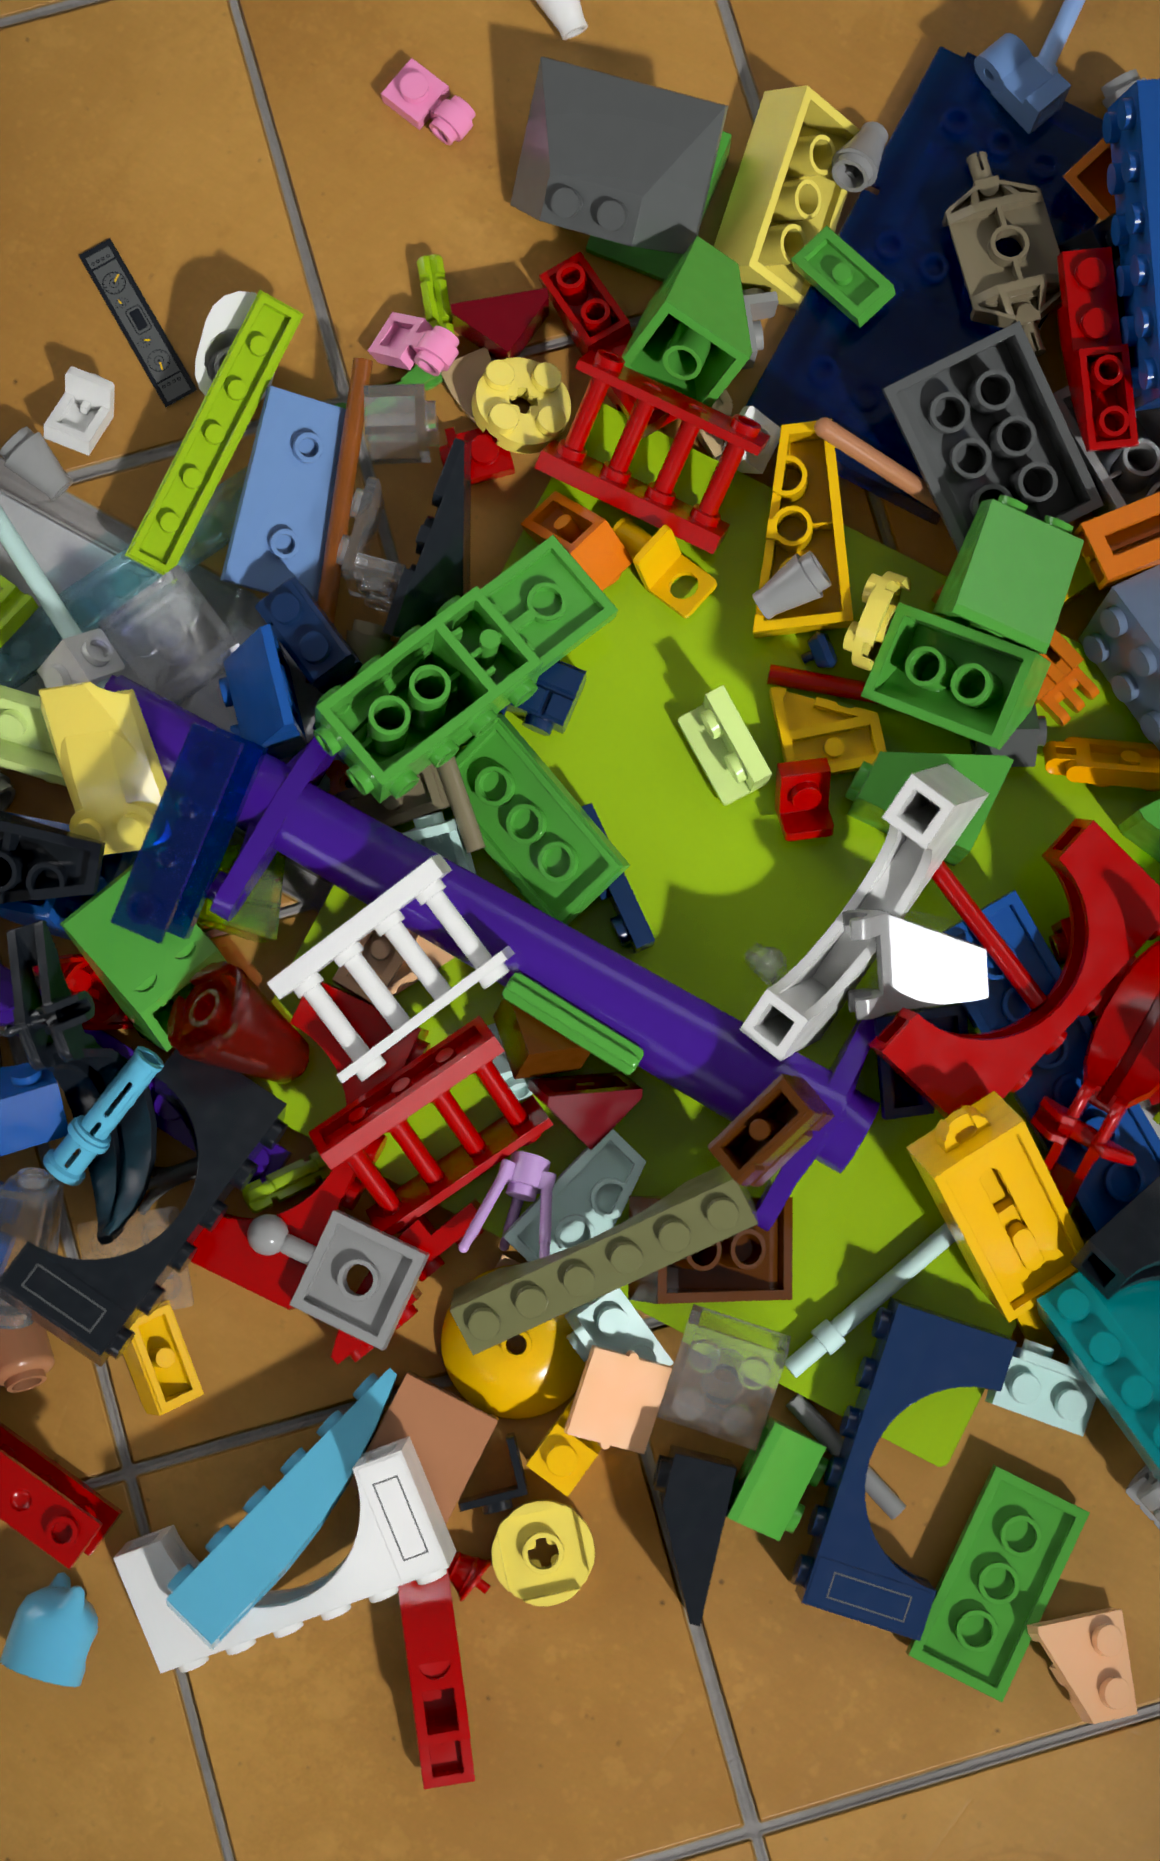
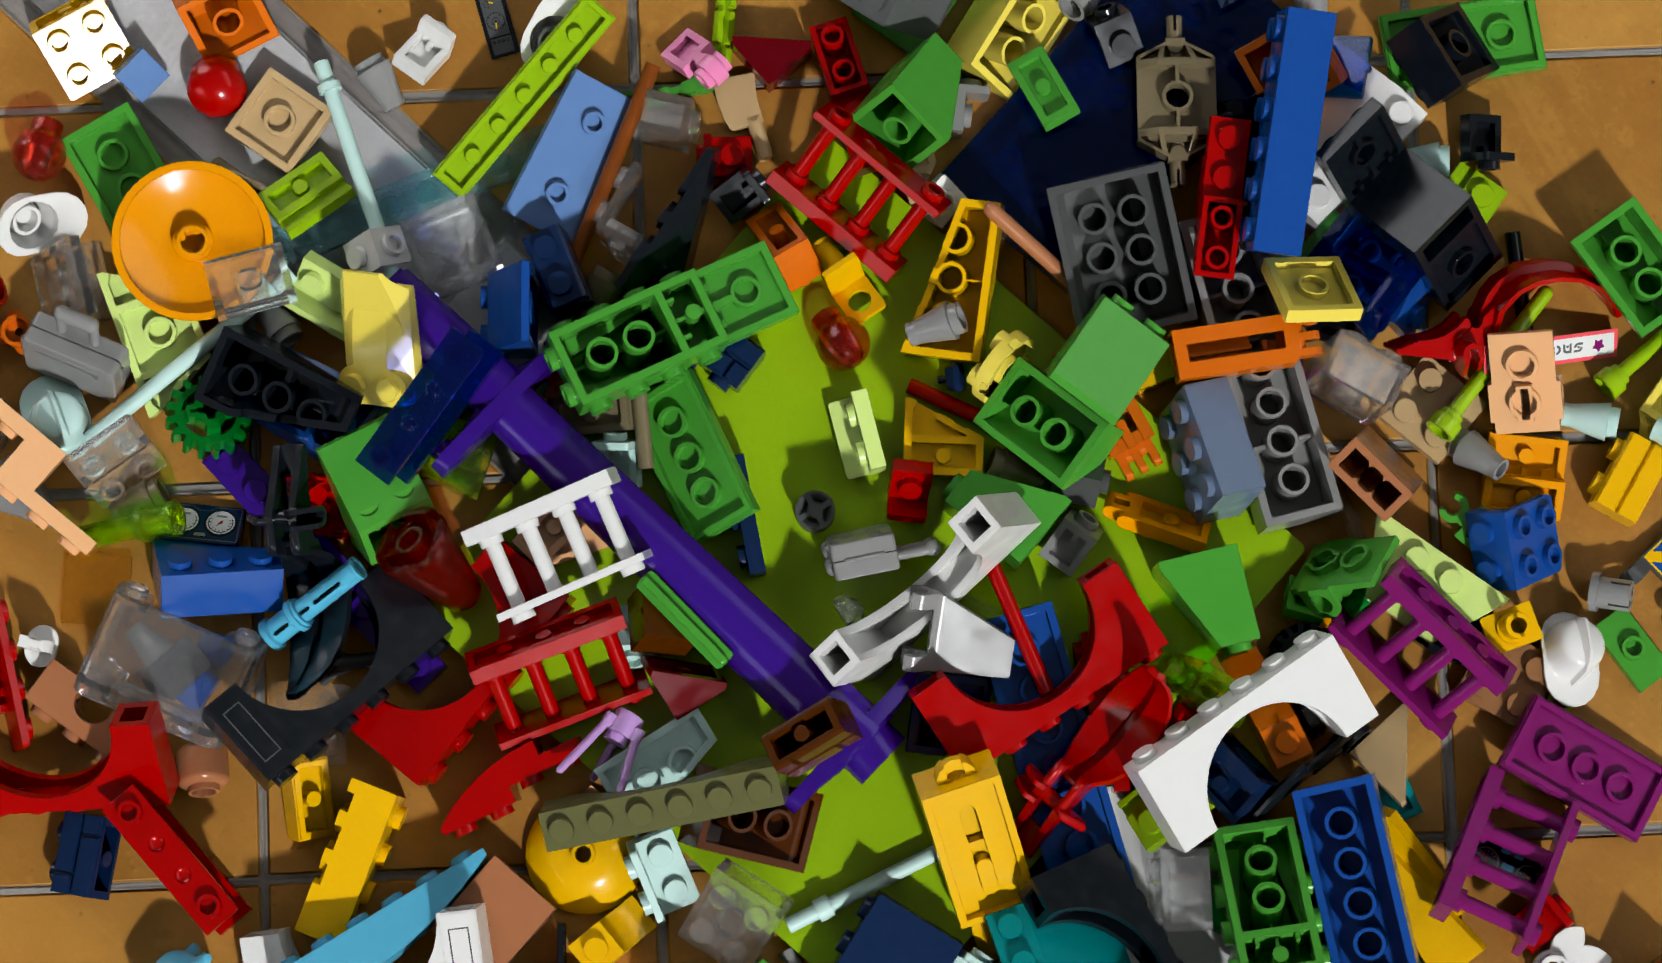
camera: 15 degrees right, 0 degrees up
(230, 1423) = (352, 859): none -> yellow wedge
(285, 1182) = (437, 688): lime axle -> none
(324, 1285) = (448, 771): light grey plate -> none
(507, 491) = (740, 193): none -> black bracket
(524, 379) = (784, 111): light yellow plate -> none
(617, 1399) = (649, 914): light nougat piece -> none
(673, 637) = (840, 339): none -> clear red piece
(700, 846) = (817, 503): none -> dark grey wheel
(779, 884) = (870, 551): none -> light grey piece
(912, 190) = (1115, 33): none -> black bracket
(923, 738) = (1009, 466): none -> dark tan cone
(1016, 814) = (1072, 541): none -> light grey bracket

